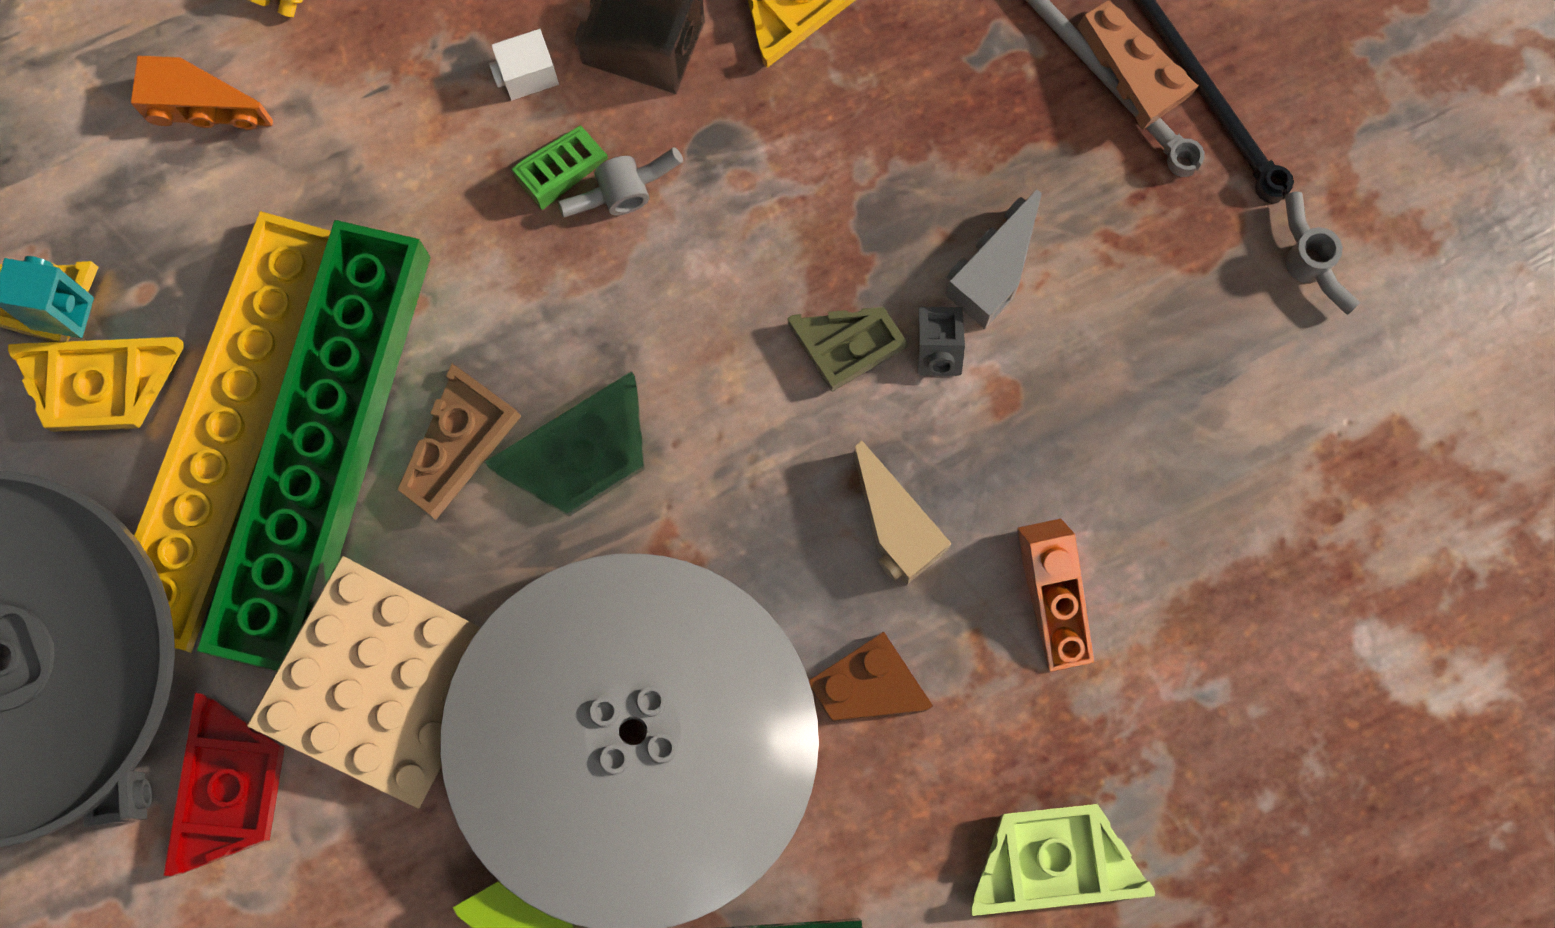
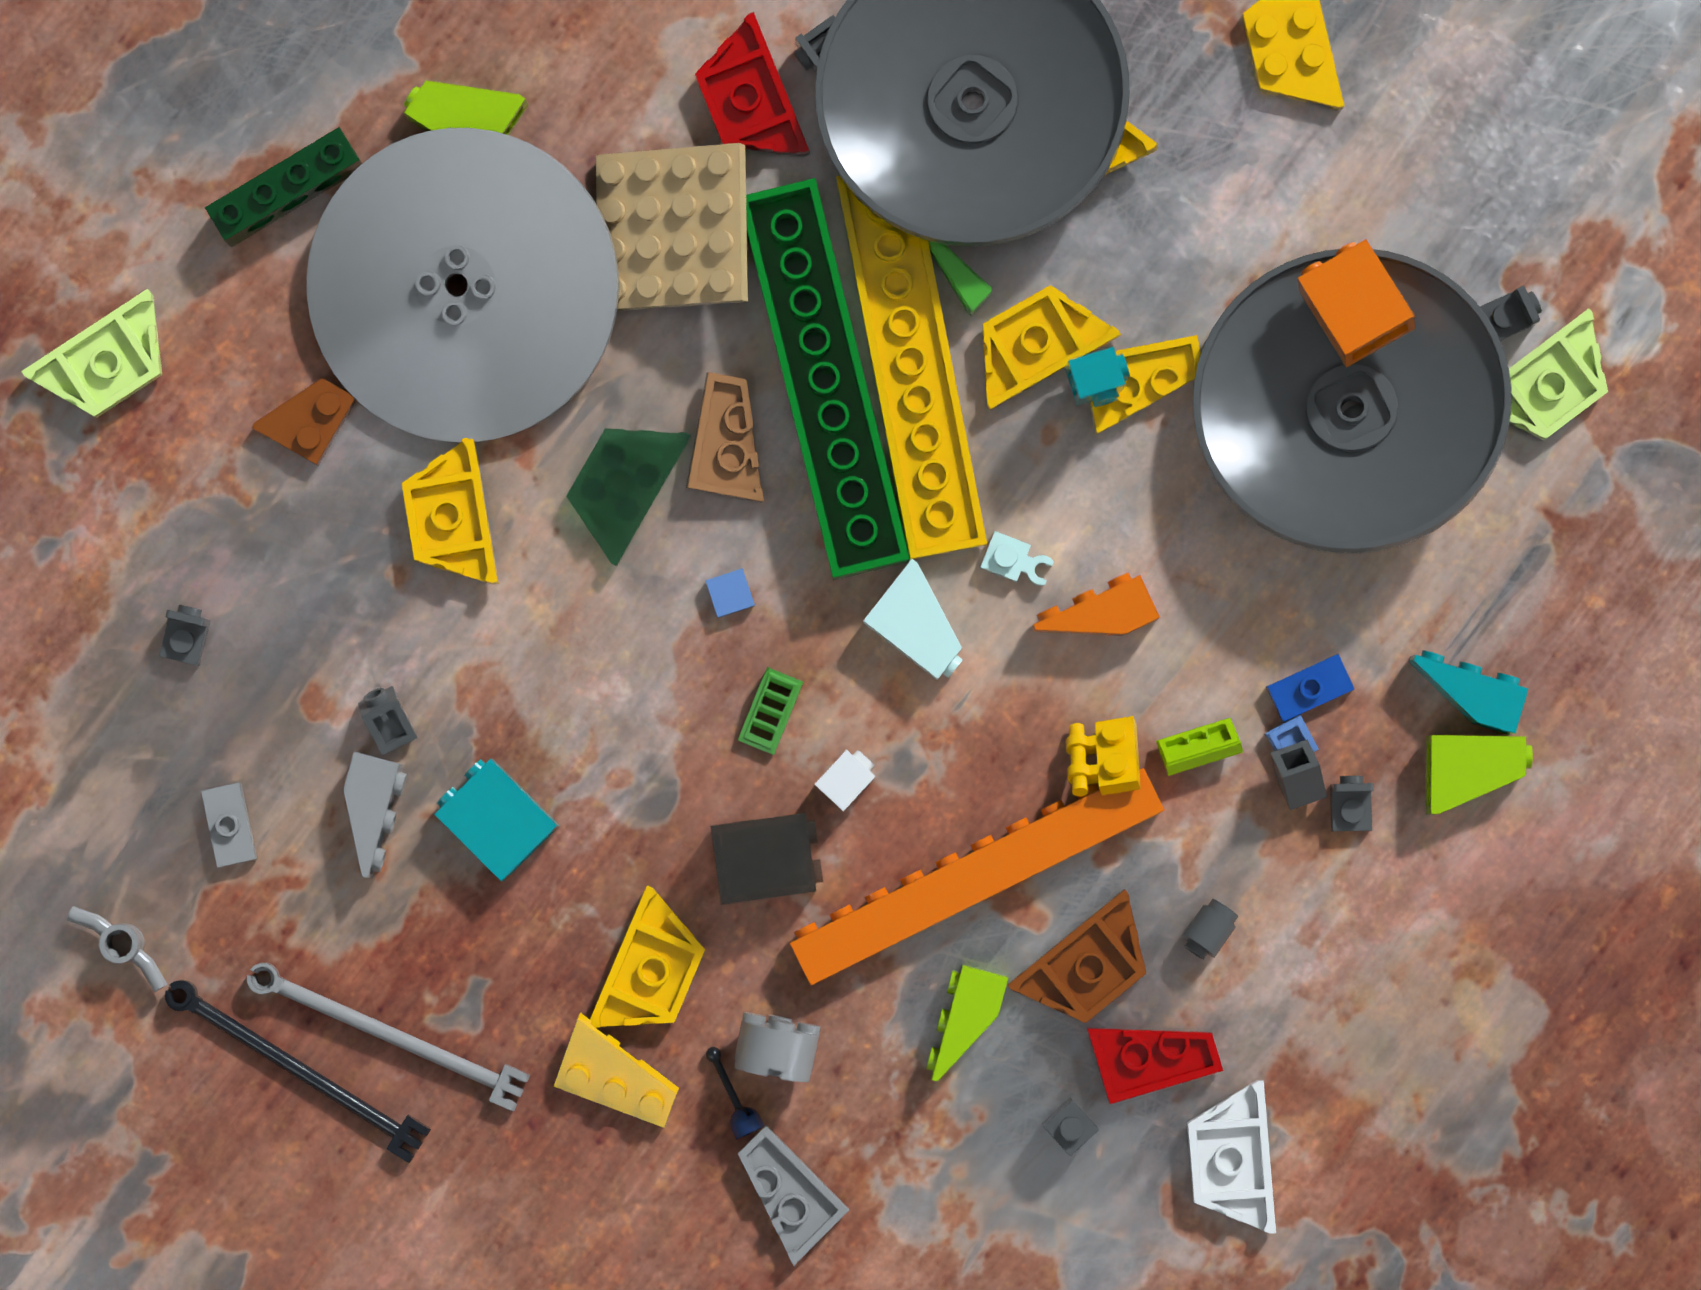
camera: 150 degrees right, 10 degrees up
(126, 478) = (965, 282): none -> bright green slope
(247, 190) = (1009, 557): none -> light aqua plate
(372, 172) = (916, 624): none -> light aqua slope
(536, 294) = (730, 593): none -> medium blue tile
(621, 184) = (708, 716): light grey piece -> none
(771, 508) = (450, 515): none -> yellow wing
(847, 342) = (460, 680): olive wing -> none
(880, 191) = (495, 818): none -> teal brick
(899, 526) = (341, 548): tan slope -> none
(1056, 593) = (199, 562): orange slope -> none
(1107, 526) = (185, 635): none -> dark grey bracket
(1139, 64) = (334, 1038): nougat wing -> none
(1150, 320) = (229, 824): none -> light grey plate

